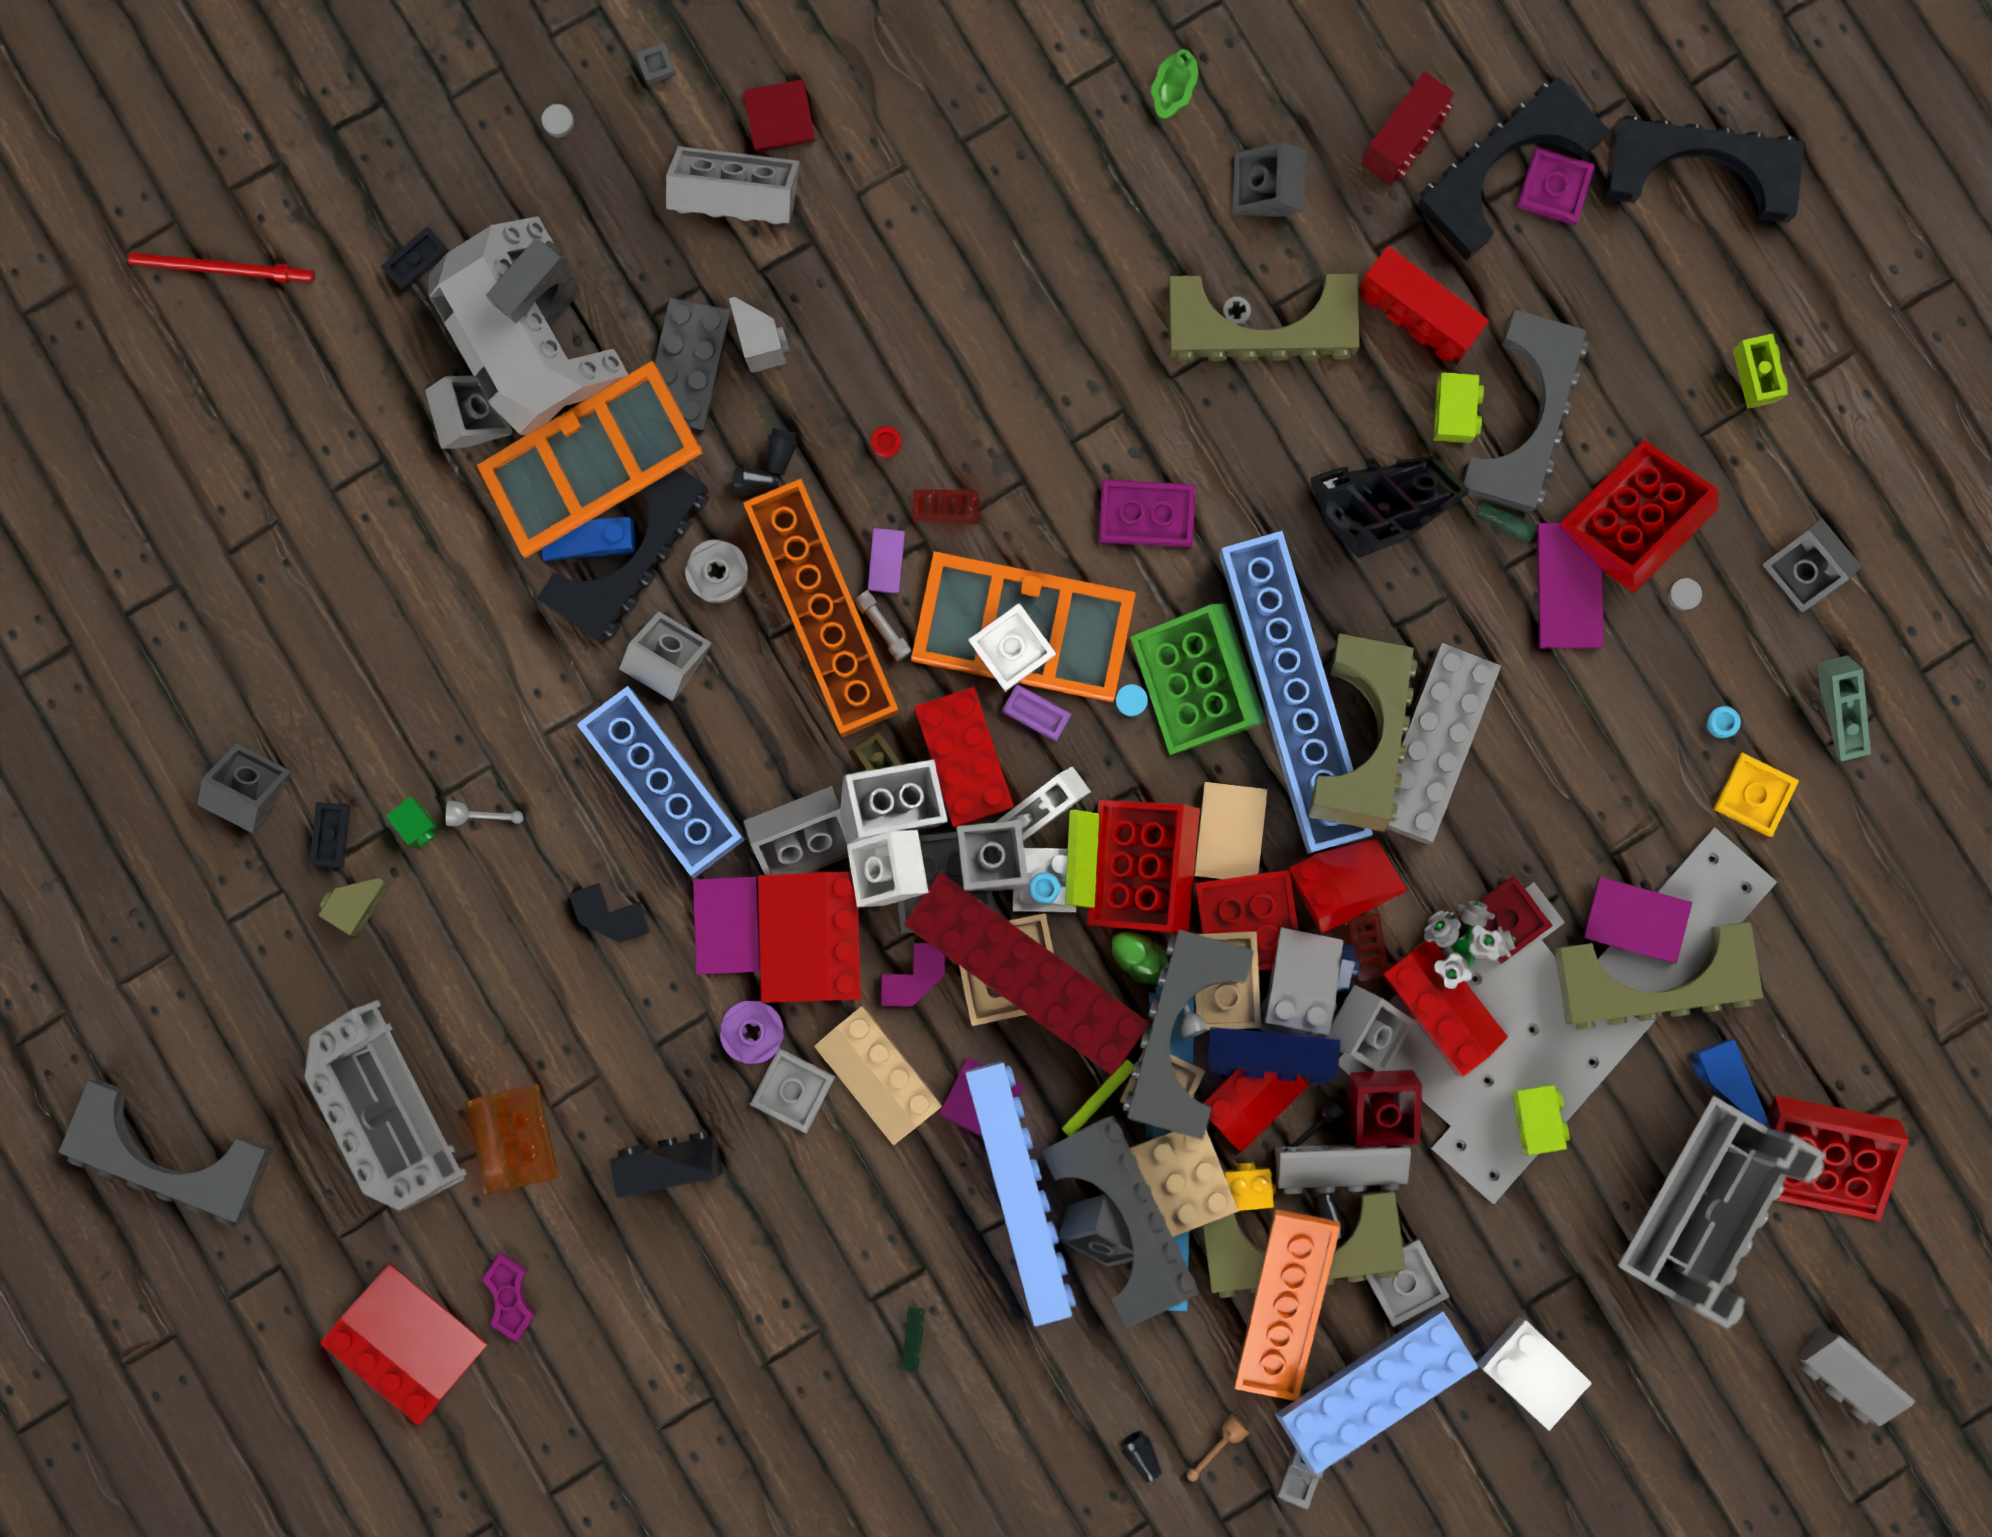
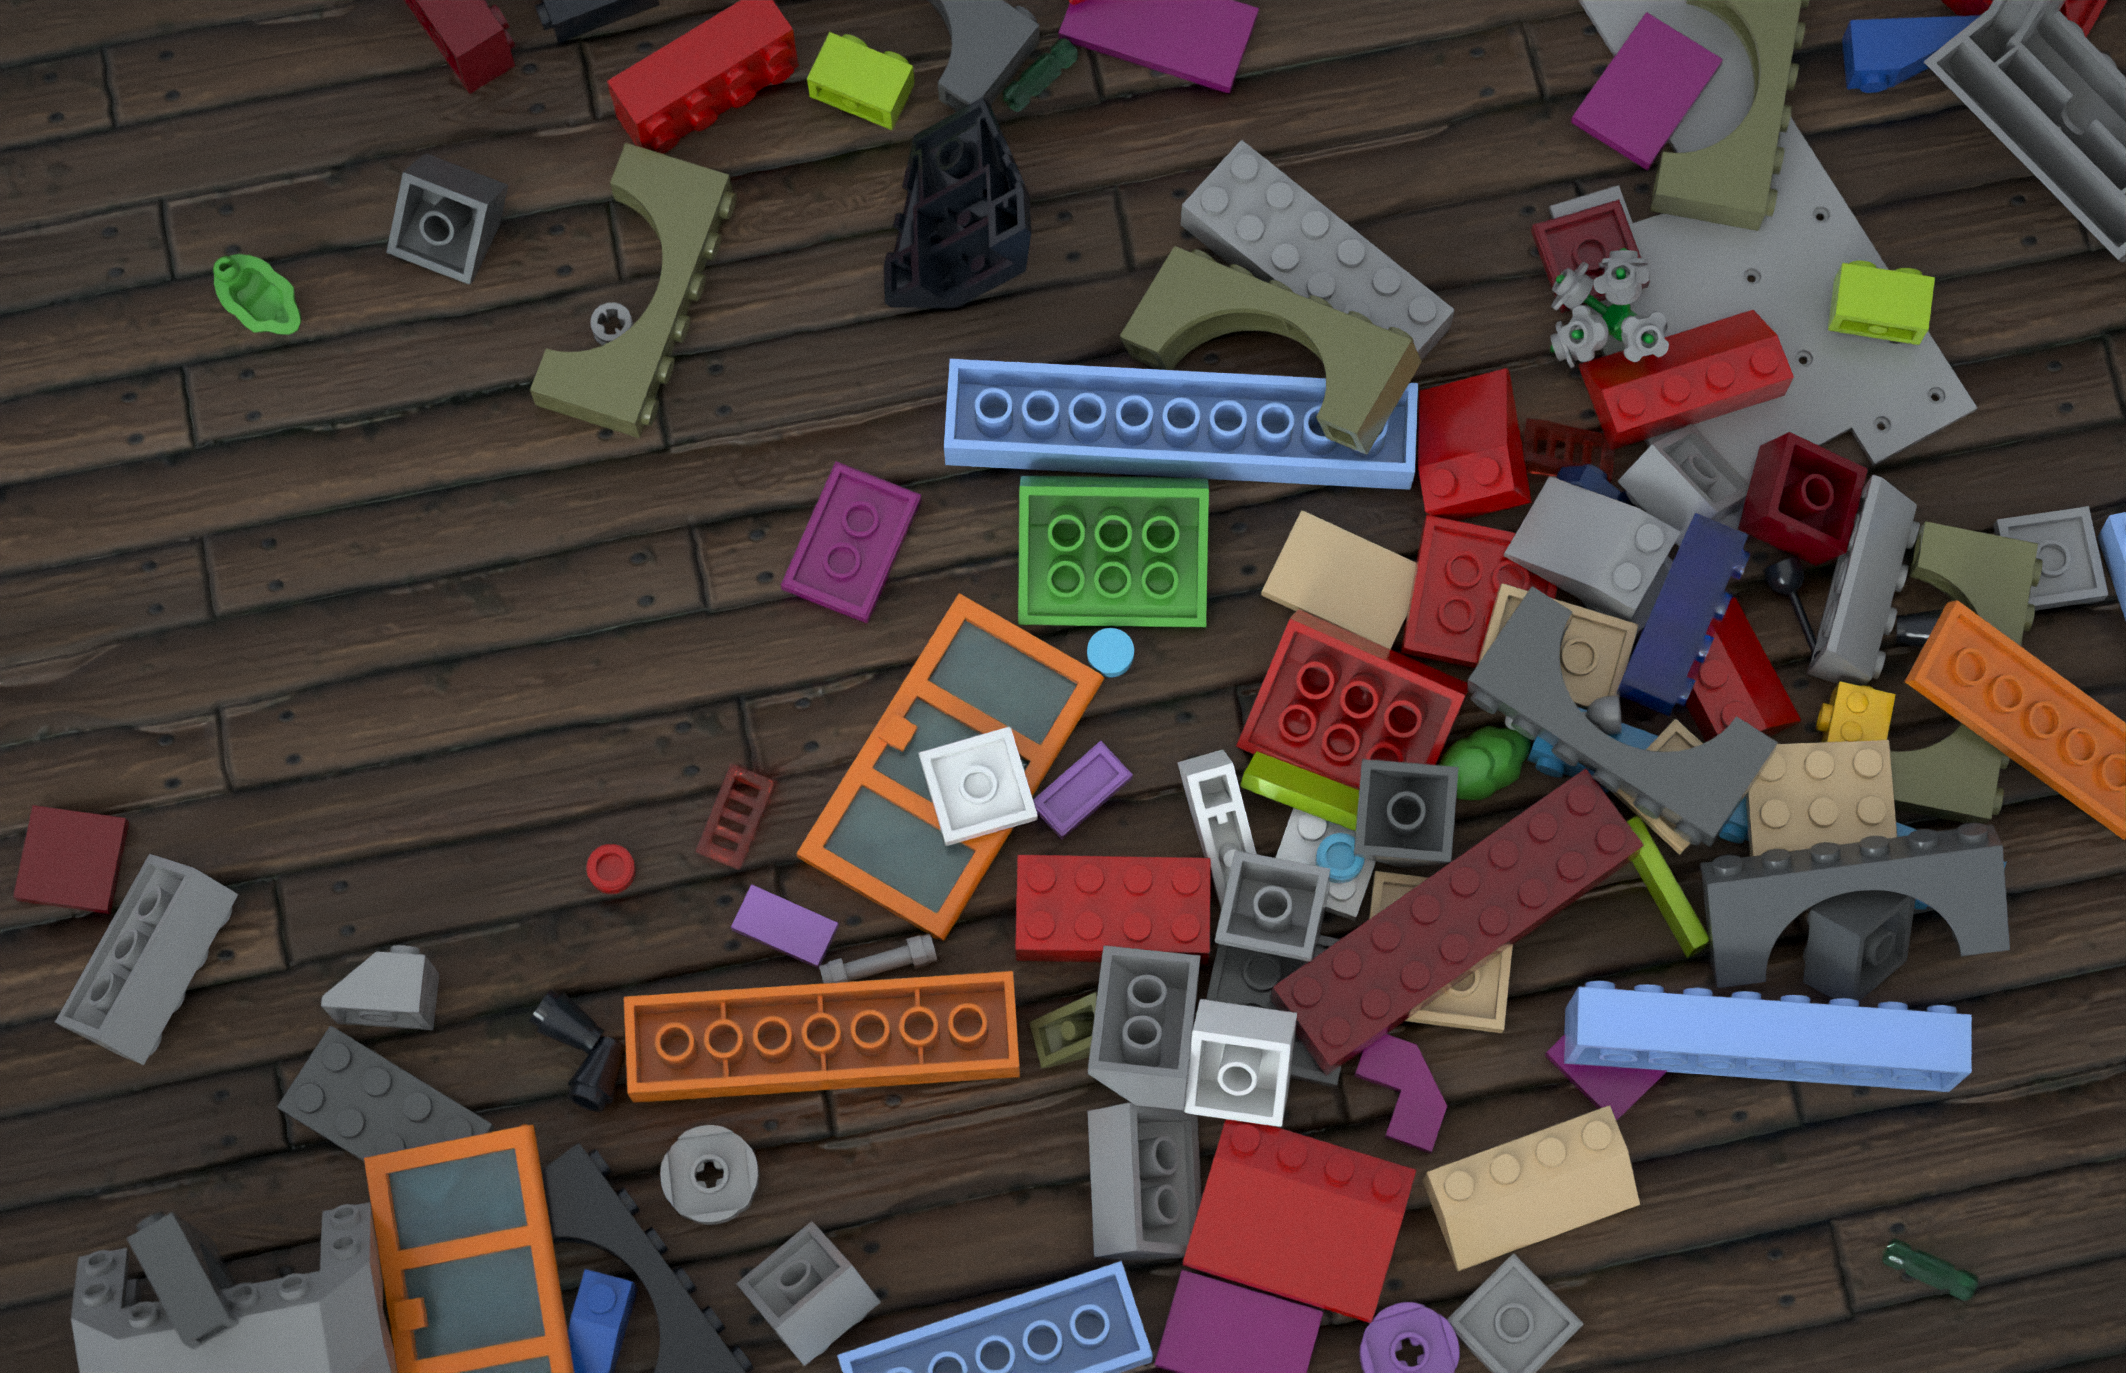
camera: 75 degrees left, 10 degrees down
(1082, 918) = (1406, 813): none -> dark grey slope

